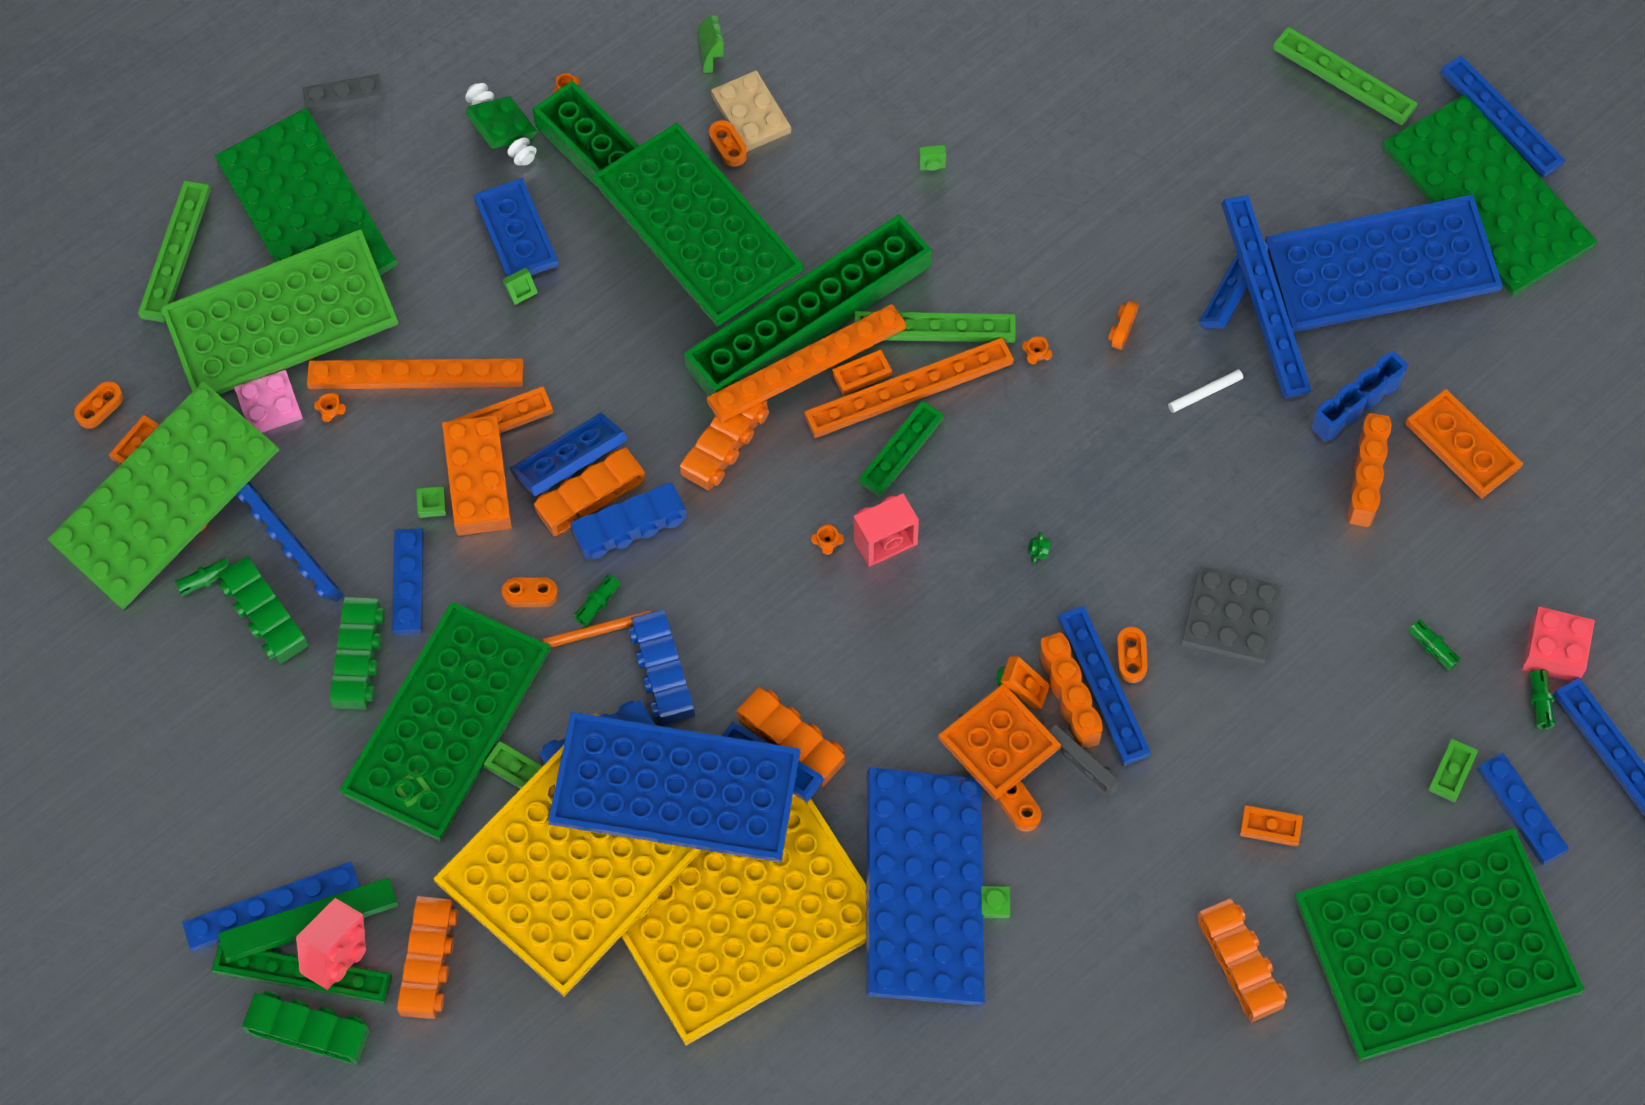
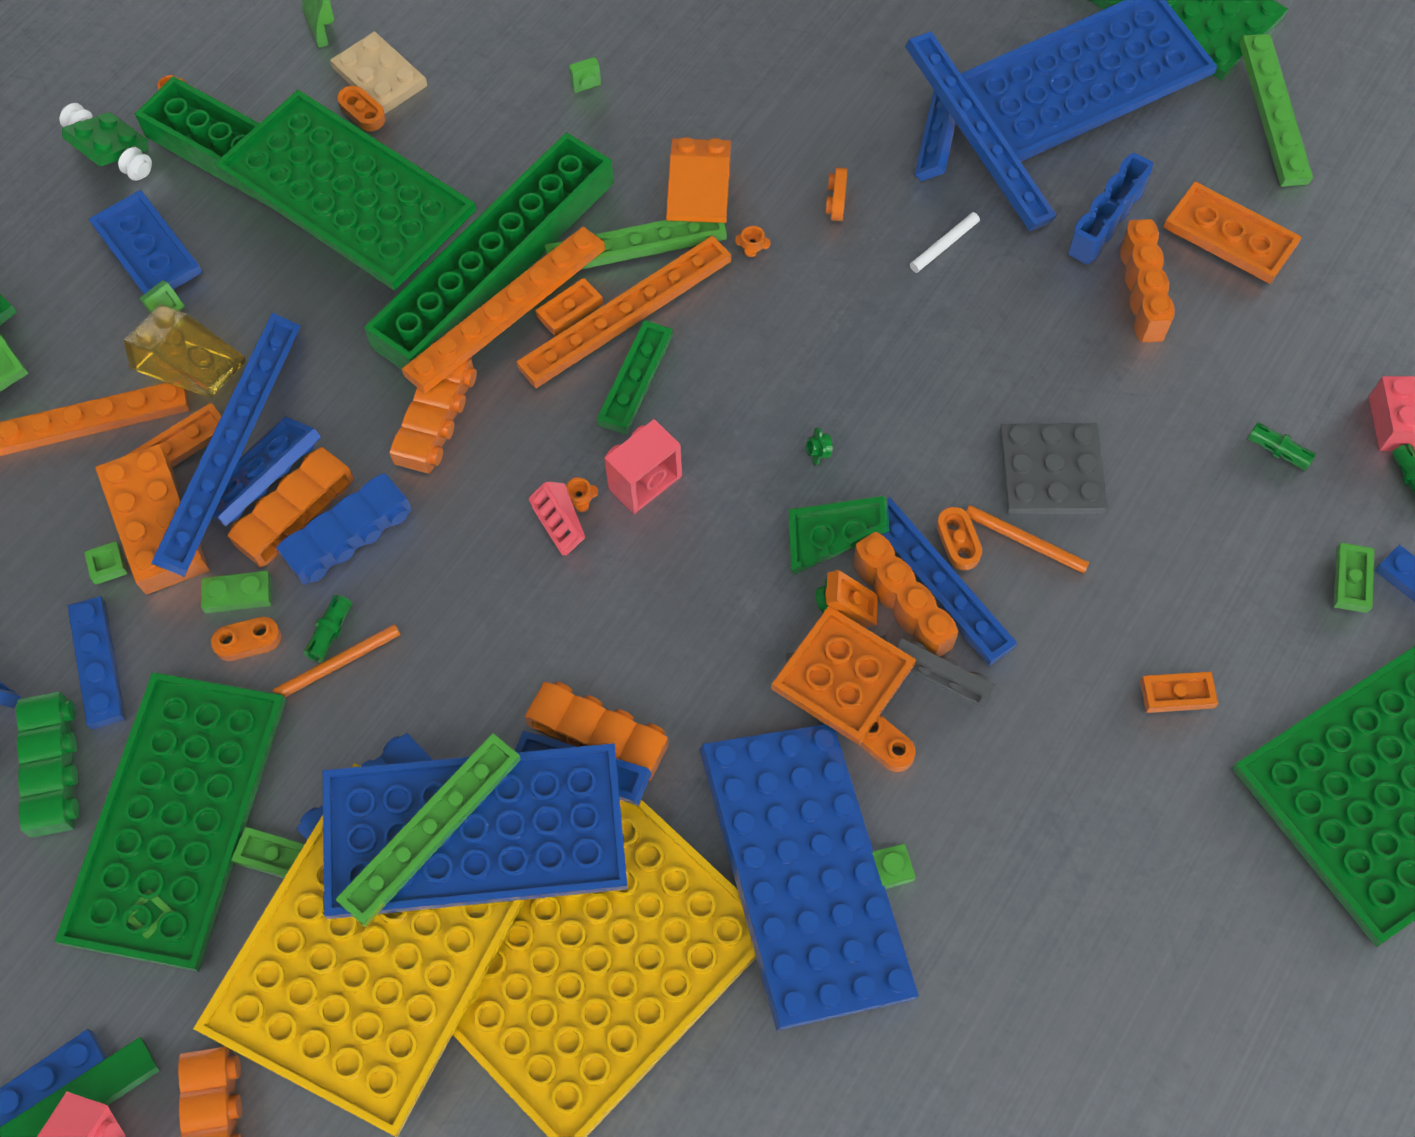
camera: 15 degrees left, 0 degrees up
(528, 336) = (181, 352): none -> clear yellow slope
(530, 551) = (236, 592): none -> bright green plate
(551, 425) = (225, 447): none -> blue plate
(642, 776) = (428, 830): none -> bright green plate
(663, 667) = (424, 687): blue brick -> none
(804, 544) = (544, 502): none -> coral slope
(1004, 284) = (699, 180): none -> orange slope
(1027, 621) = (833, 528): none -> green wing
(1190, 669) = (1027, 539): none -> orange bar
(1241, 961) = (1206, 866): orange brick -> none
(1546, 337) = (1275, 110): none -> bright green plate

